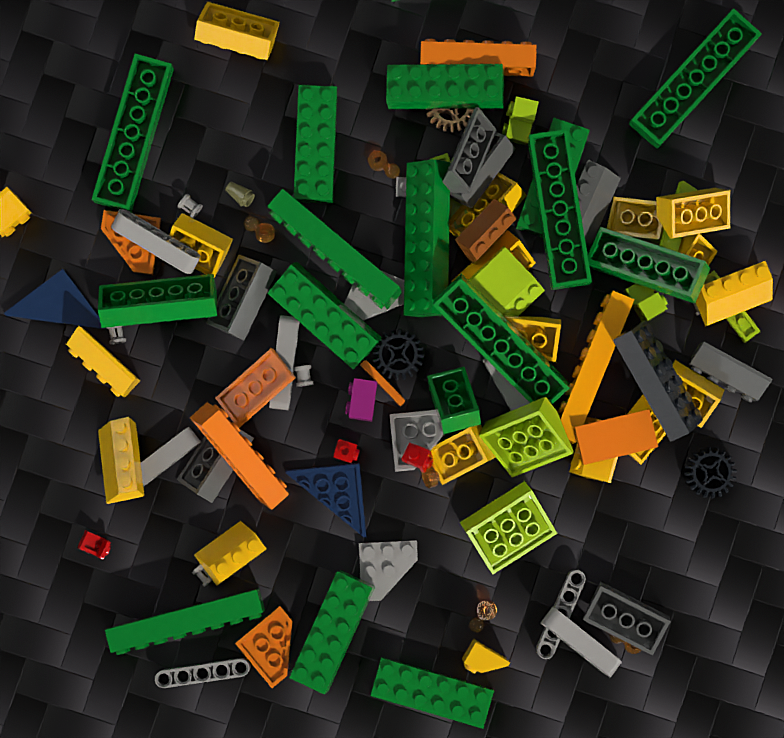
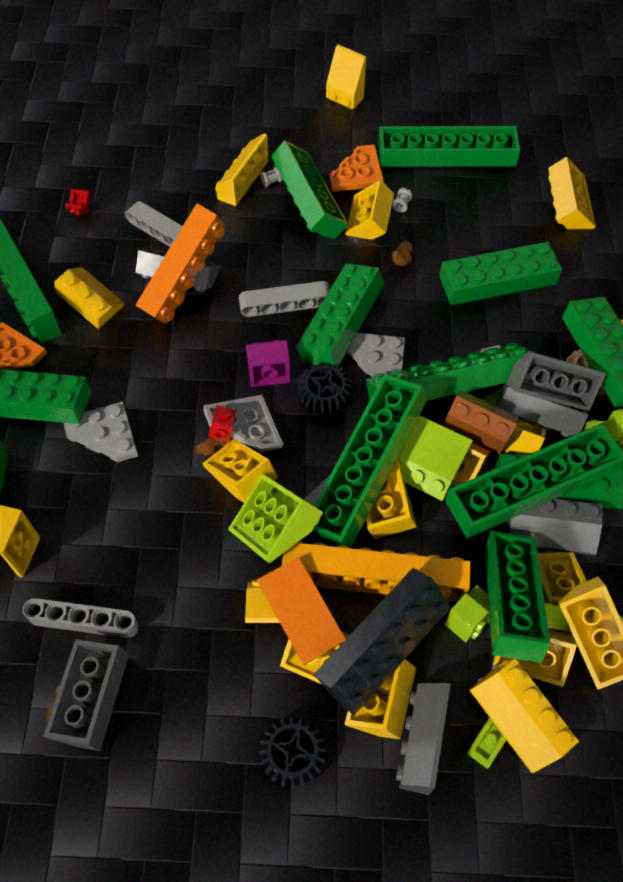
camera: 75 degrees right, 25 degrees down
(57, 302) = (280, 129): dark blue tile -> none
(121, 460) = (157, 197): yellow slope -> none
(155, 241) = (360, 176): light grey beam -> none
(241, 194) = (428, 233): olive cone -> none
(242, 296) = (332, 253): dark grey slope -> none
(255, 387) = (254, 278): orange tile -> none
(303, 375) = (277, 316): light grey bush -> none
(335, 249) = (405, 305): green brick -> none
(337, 489) = (172, 374): dark blue tile -> none
(346, 451) = (212, 366): red bracket -> none
(382, 383) = (290, 382): orange tile -> none
(391, 170) = (507, 328): clear orange plate -> none
(454, 400) = (292, 439): green brick -> none
(477, 623) = (70, 538): clear orange plate -> none
(508, 527) = (169, 537): lime slope -> none
(581, 642) = (47, 645): light grey beam -> none

